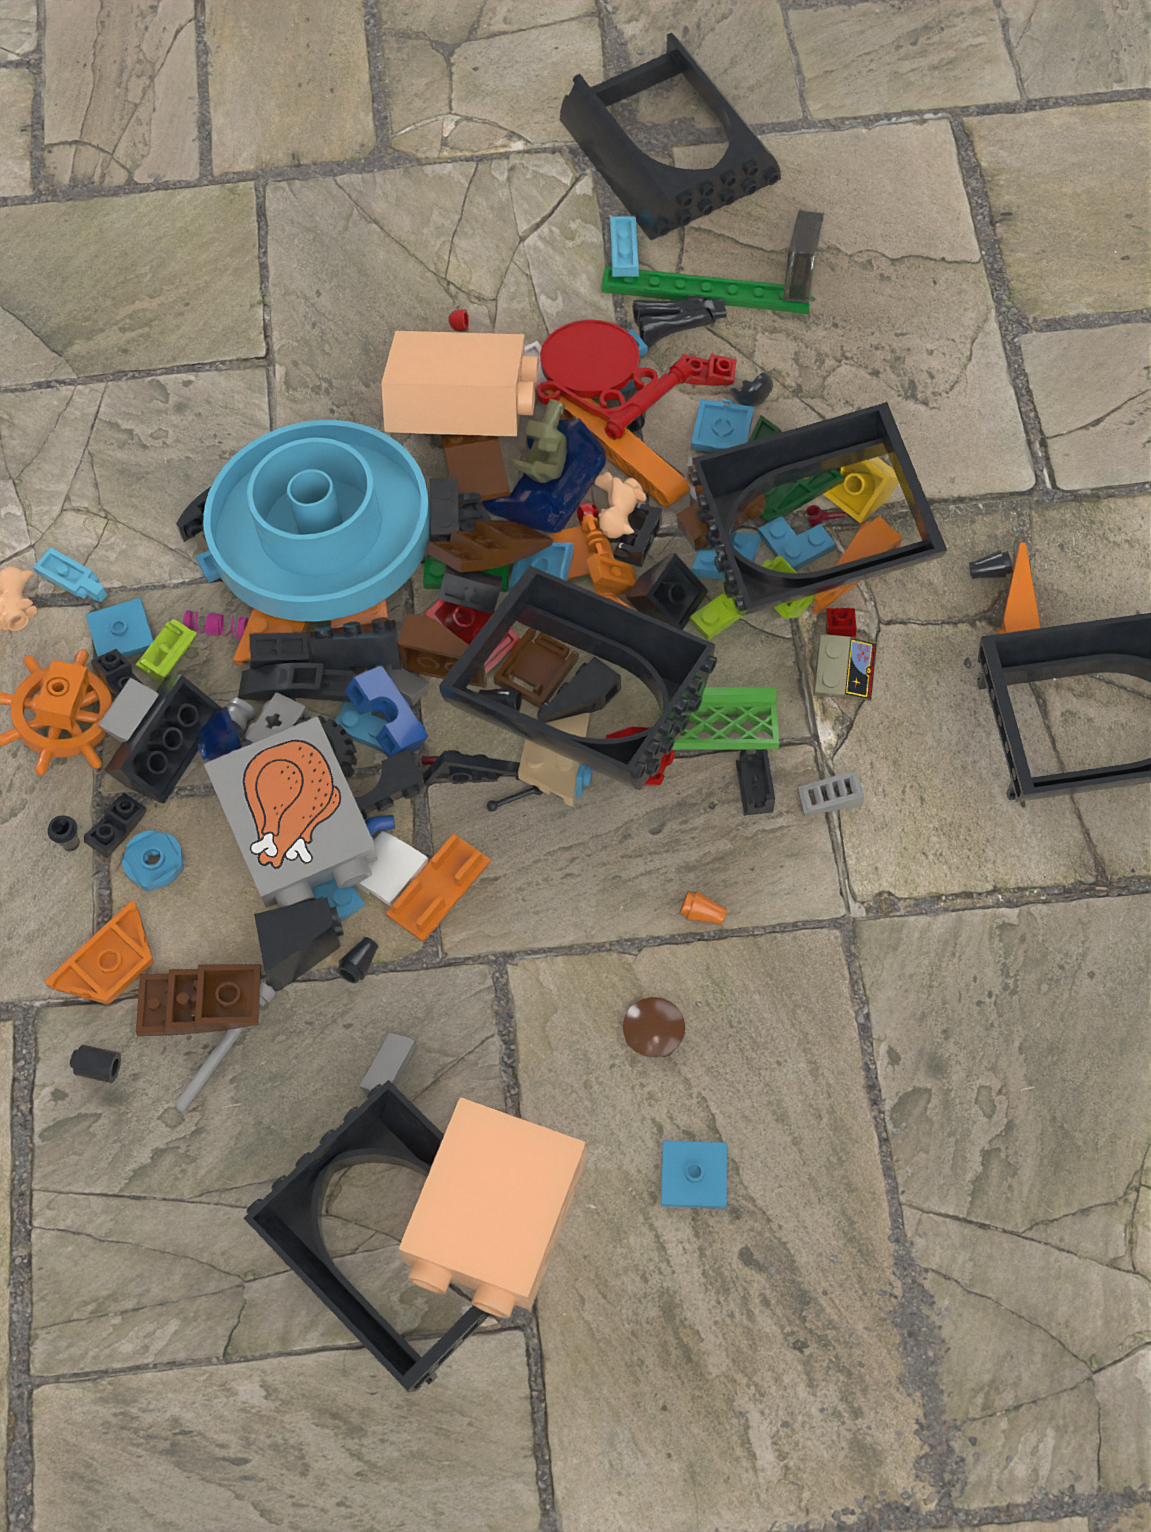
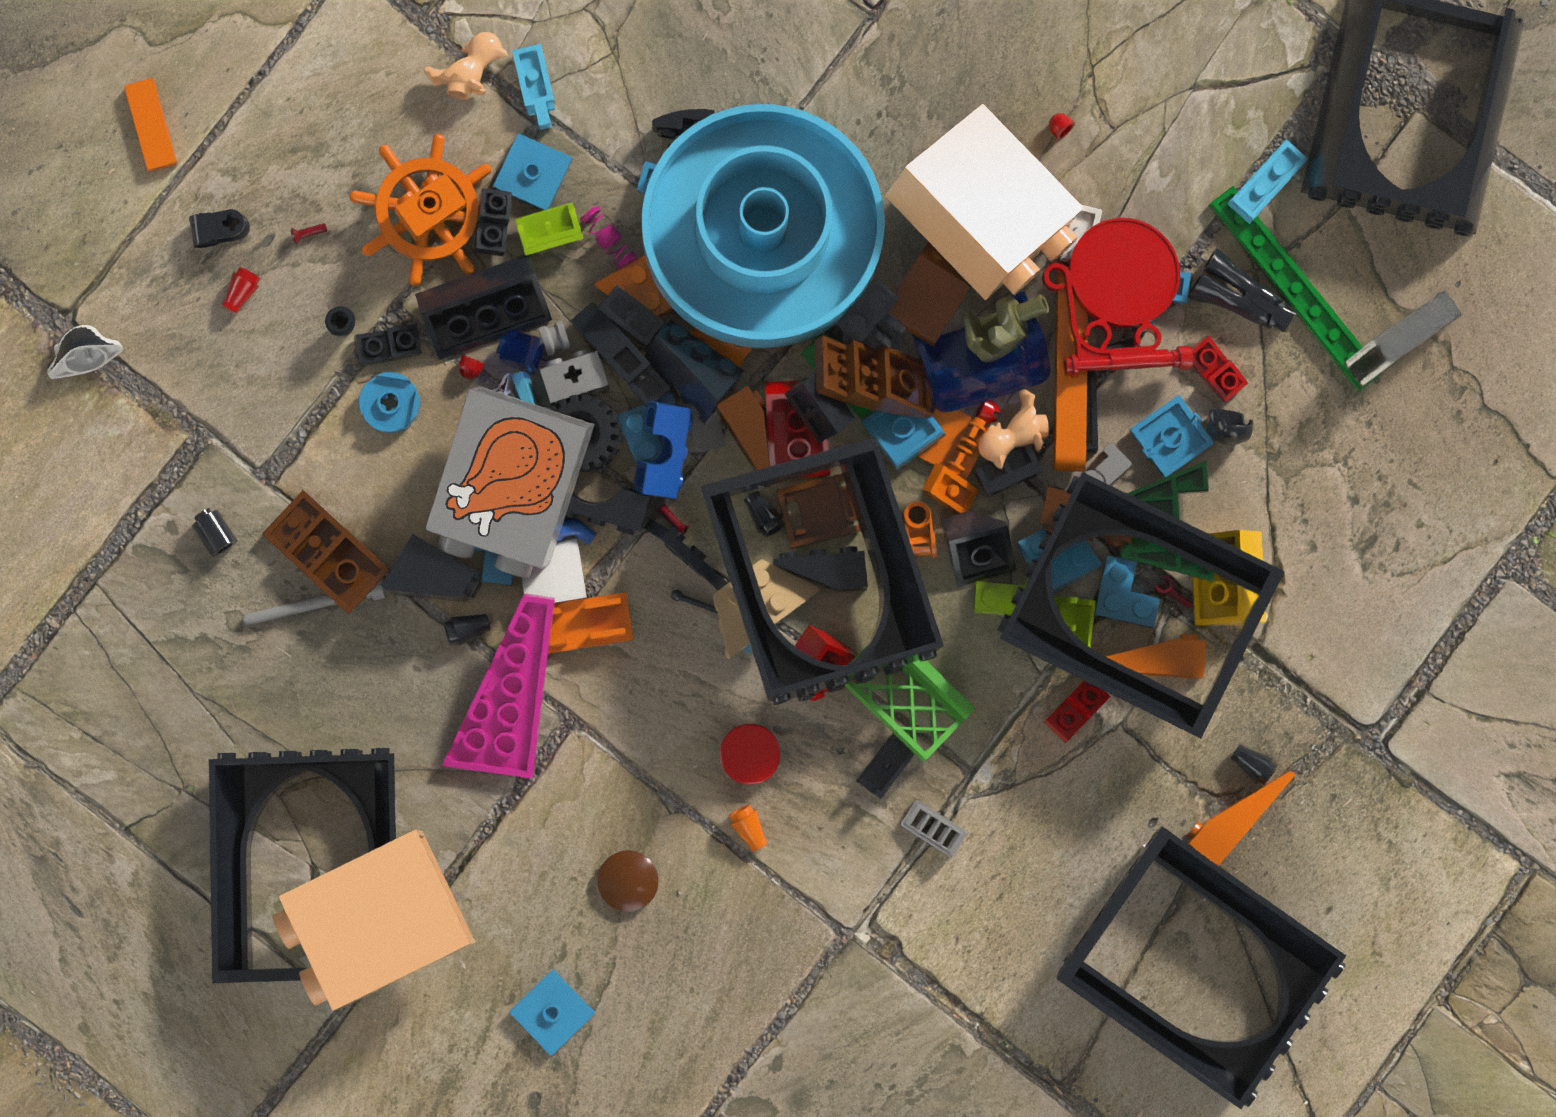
camera: 40 degrees right, 20 degrees up
(107, 960) = (290, 455): orange wing -> none
(128, 710) = (472, 262): light grey slope -> none
(192, 786) = (470, 367): none -> red hinge
(390, 1061) = (416, 728): light grey slope -> none
(444, 984) = (506, 711): none -> dark pink wing
(652, 860) = (750, 754): none -> red tile
(845, 667) = (1045, 742): slope -> none

